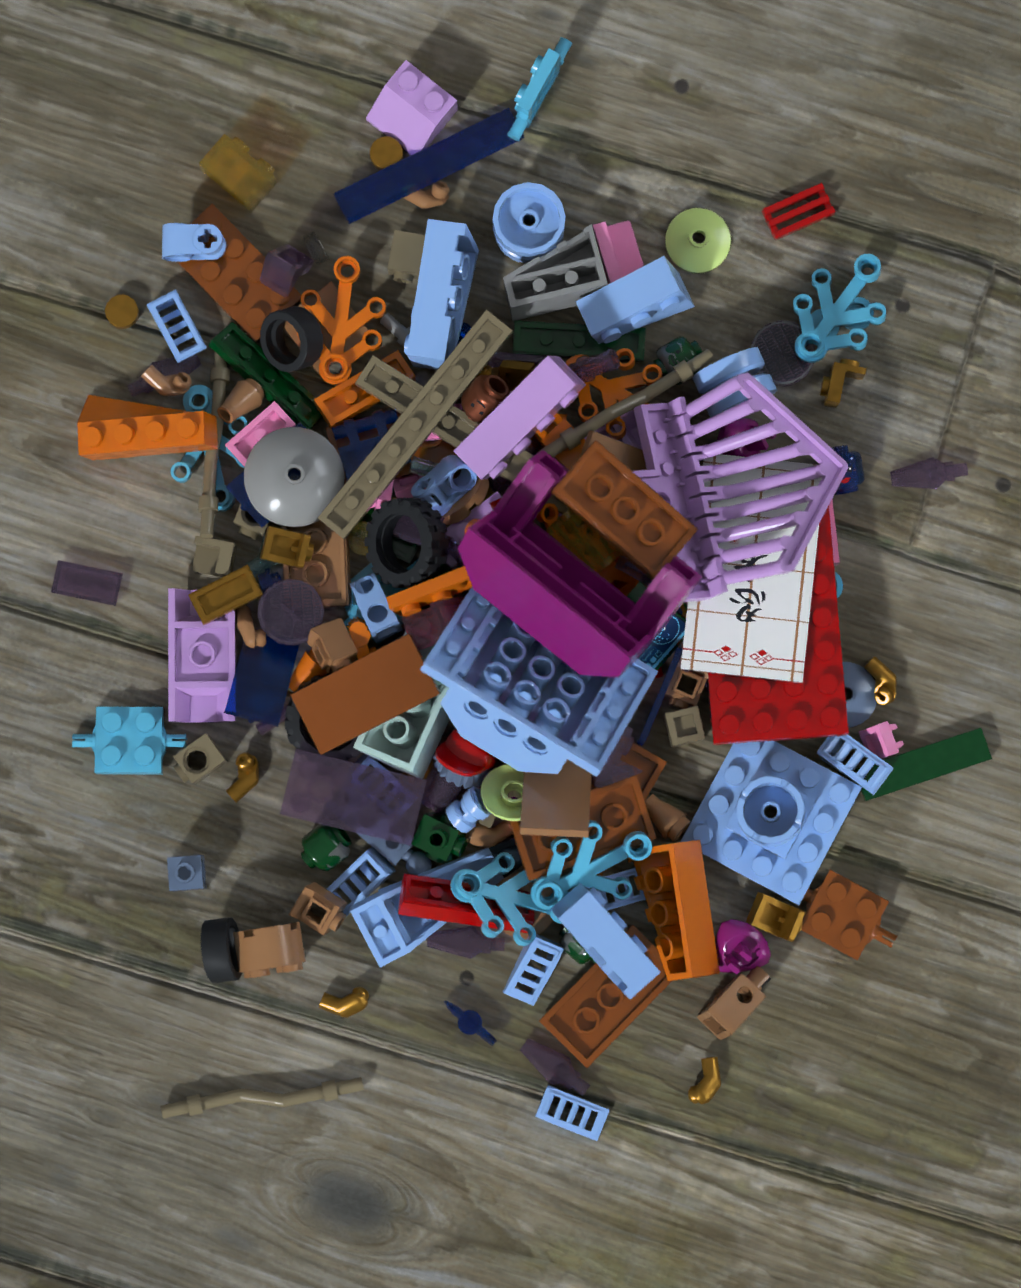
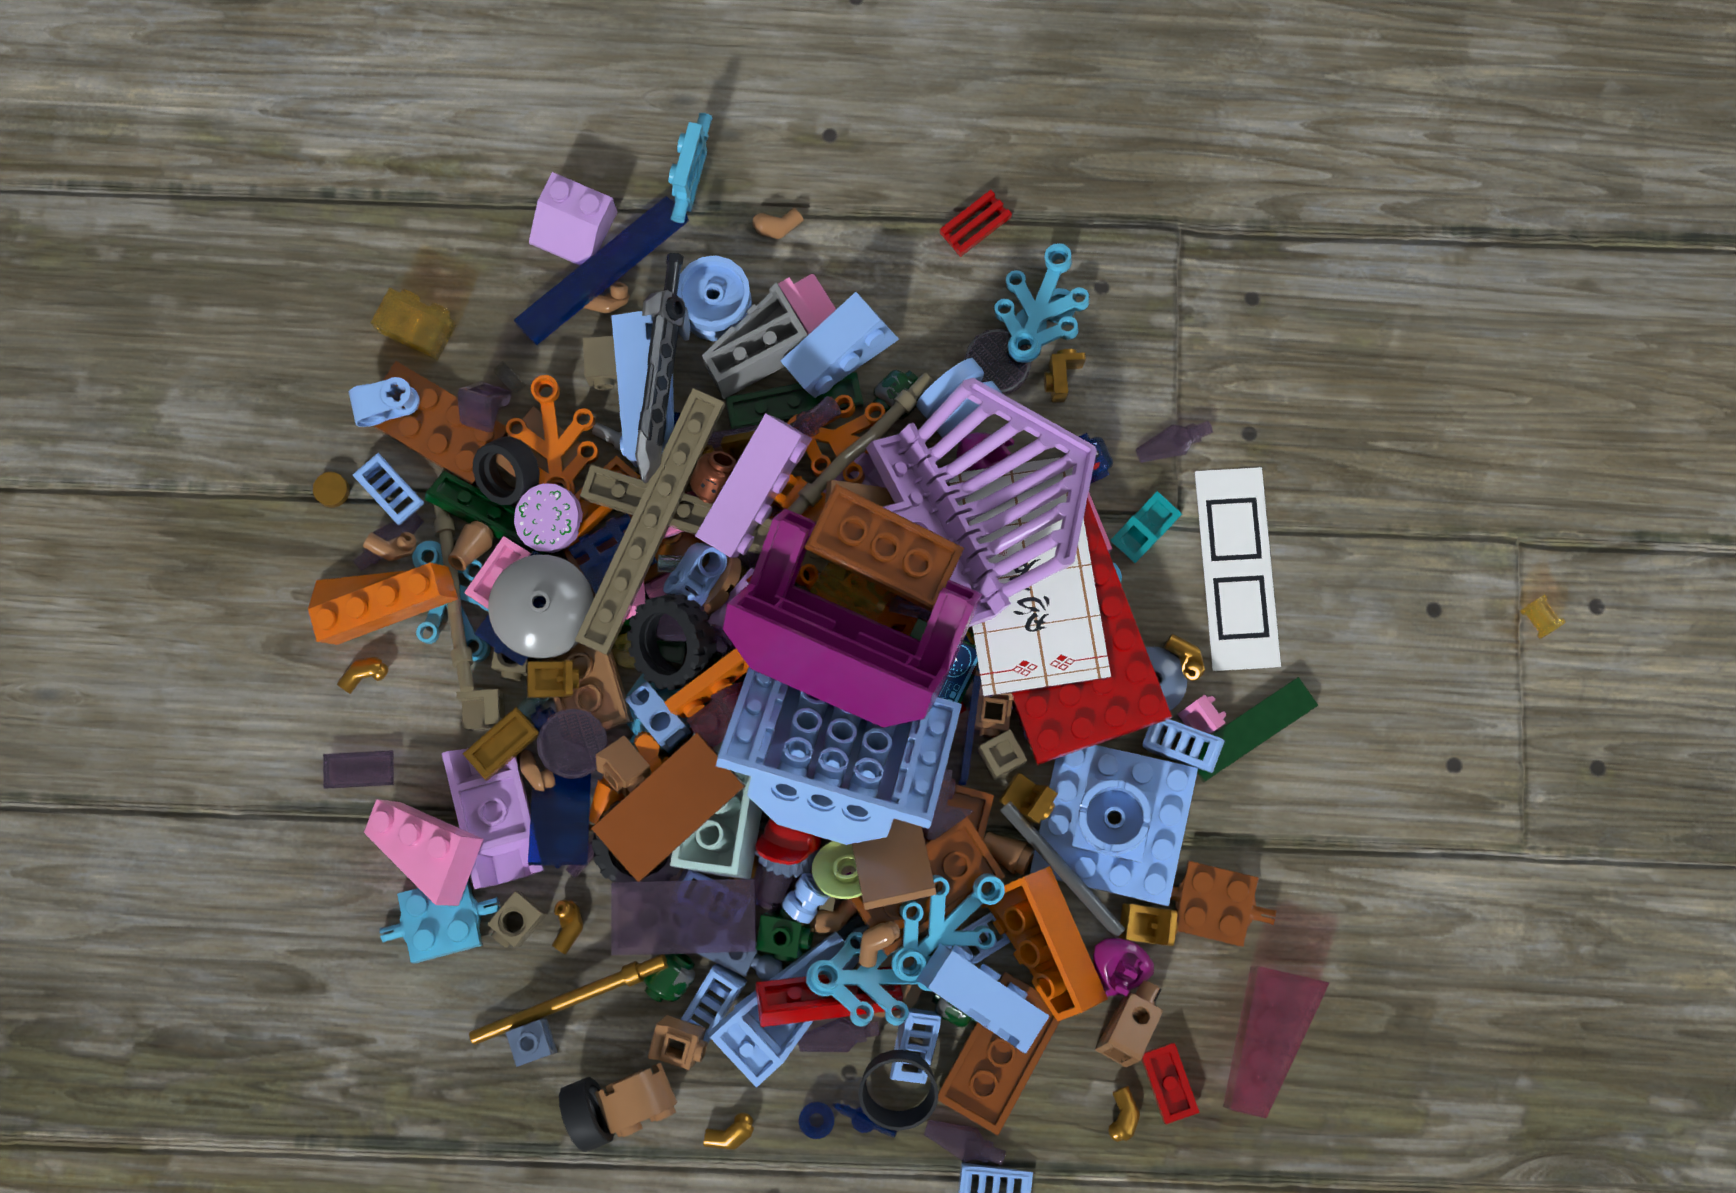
camera: 15 degrees left, 5 degrees down
(111, 490) = (362, 669): none -> pearl gold arm
(133, 672) = (425, 849): none -> bright pink wedge
(291, 836) = (630, 975): none -> pearl gold bar
(320, 395) = (548, 518): none -> lavender tile
(385, 152) = (556, 268): pearl gold tile -> none
(420, 1021) = (810, 1130): none -> clear blue plate
(481, 237) = (669, 319): none -> sword
(499, 1030) = (898, 1119): none -> black tyre
(523, 863) = (875, 940): none -> medium nougat arm
(605, 165) = (774, 226): none -> medium nougat arm
(697, 256) = (888, 290): yellowish green dish -> none
(697, 774) = (1030, 799): none -> pearl gold bracket
(710, 846) = (1062, 869): none -> dark grey axle
(755, 1064) = (1169, 1083): none -> red plate
(861, 1041) = (1269, 1034): none -> clear pink wedge
(879, 549) = (1146, 527): none -> teal slope
(954, 610) = (1237, 569): none -> white sticker

